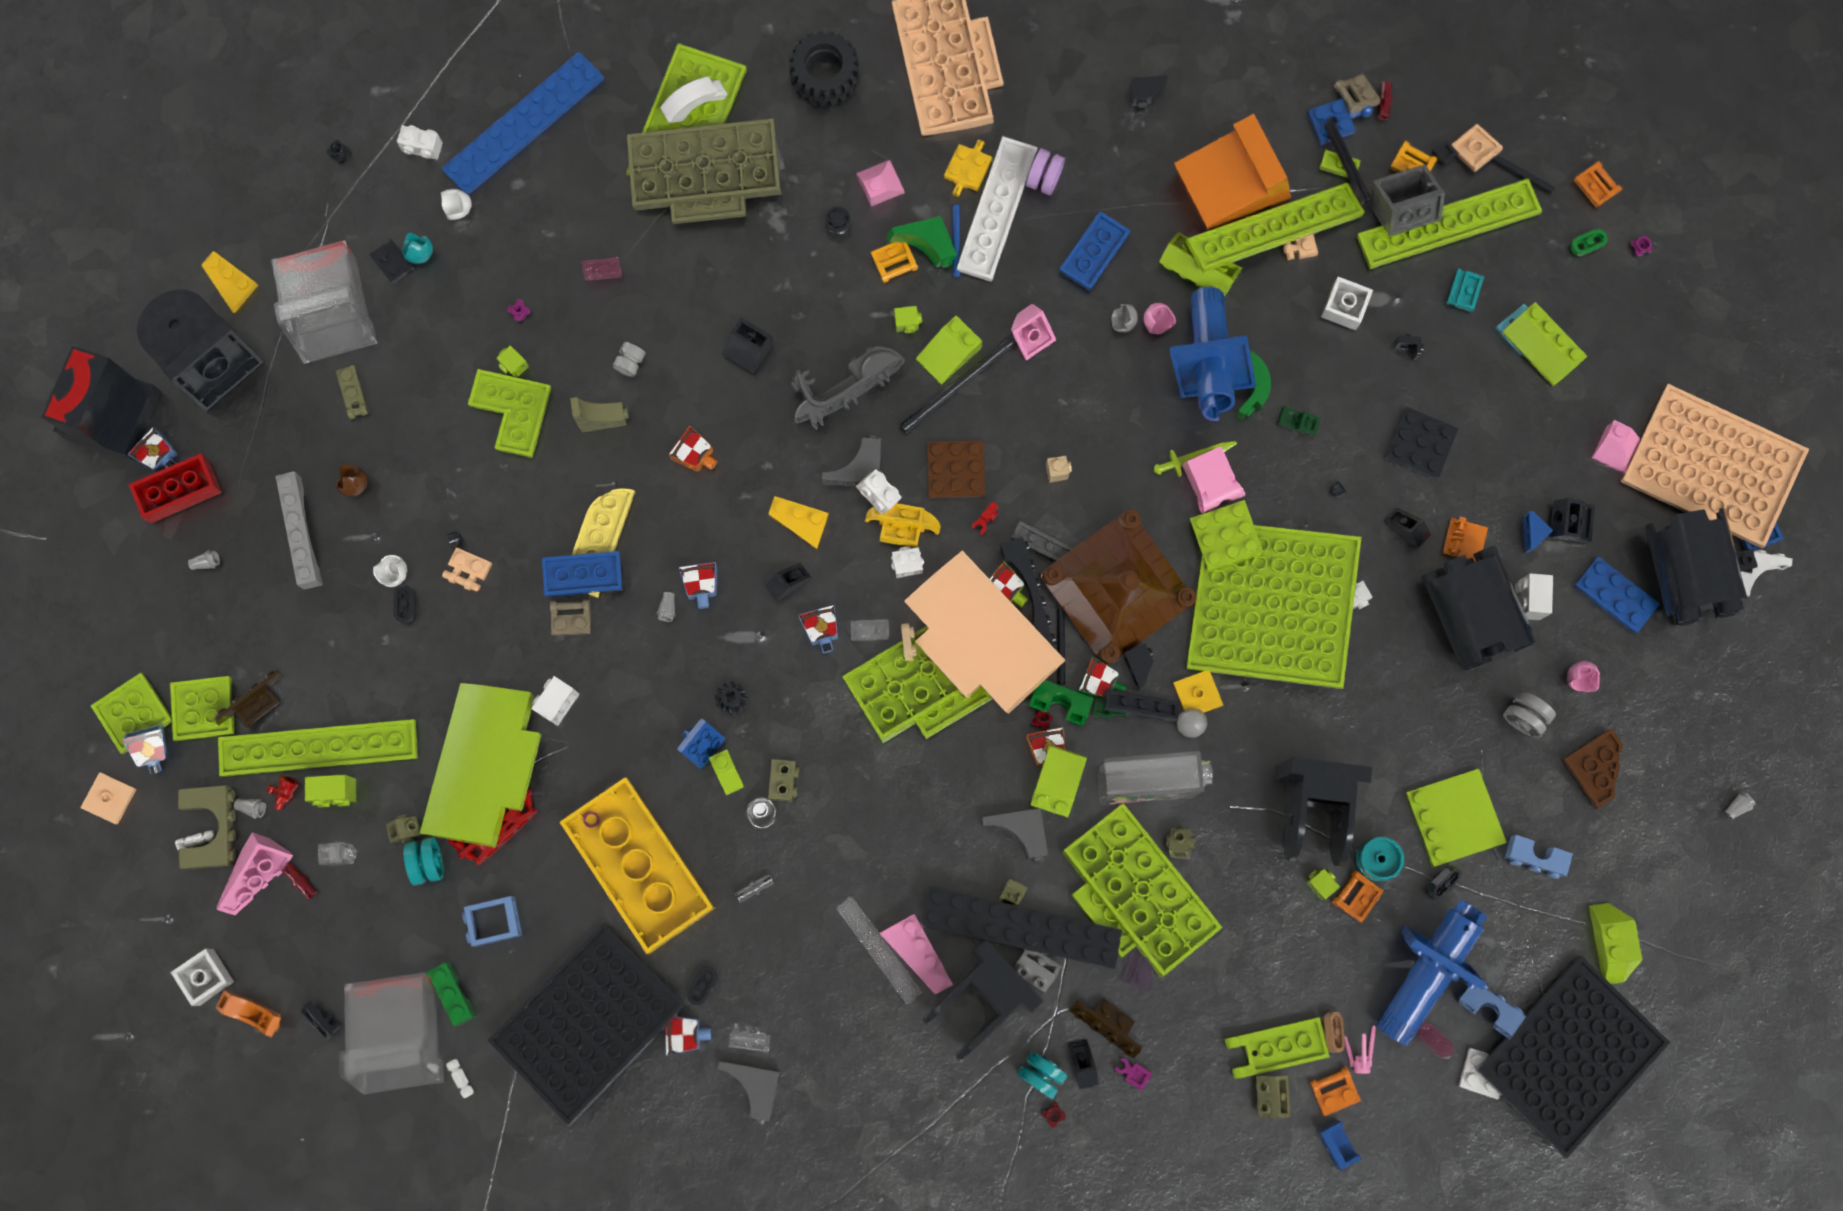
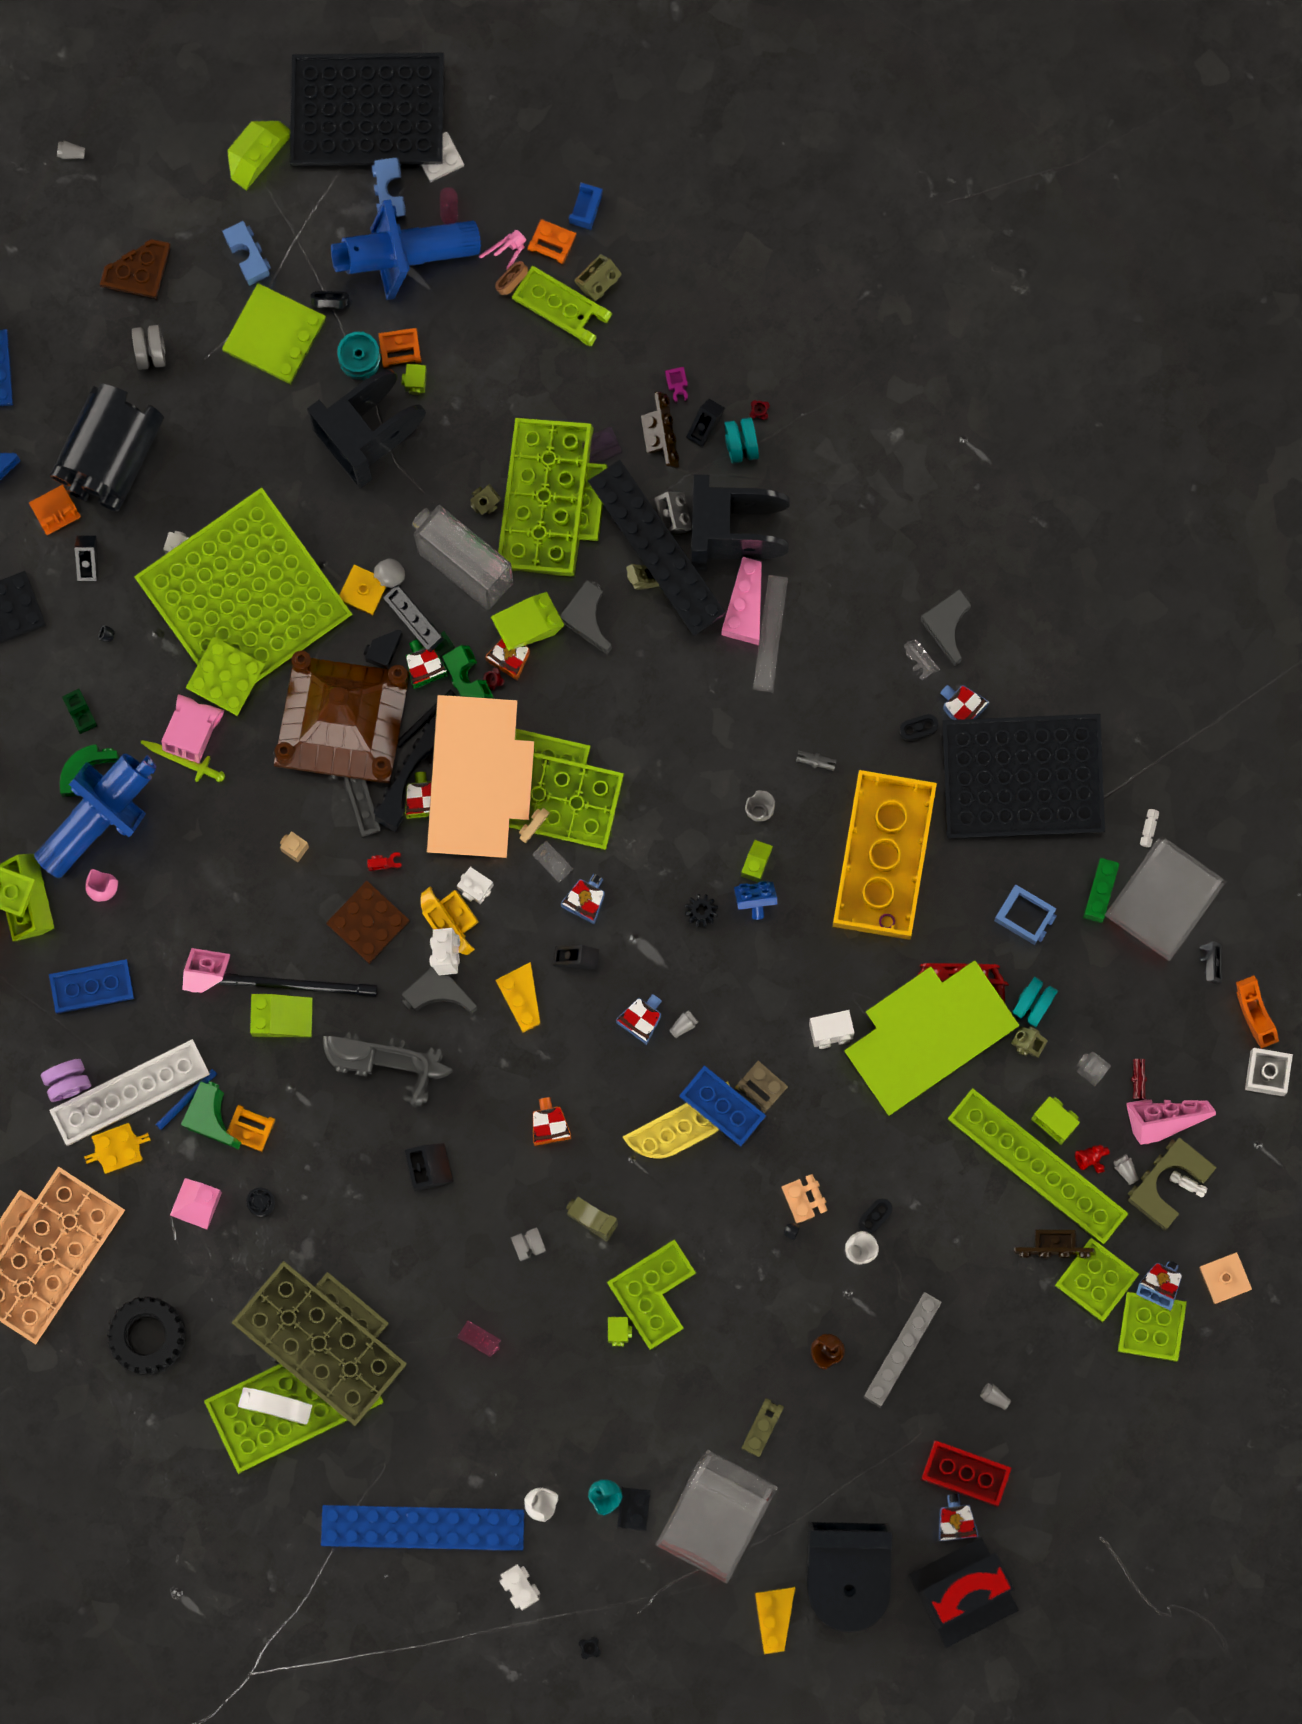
camera: 130 degrees left, 0 degrees up
(524, 311) = (569, 1366): magenta plate -> none
(779, 780) = (724, 815): olive brick -> none
(907, 319) = (287, 1070): lime brick -> none
(1124, 318) = (126, 911): light grey hair -> none
(1535, 595) = (53, 421): white brick -> none
(1583, 676) = (80, 336): bright pink hair -> none

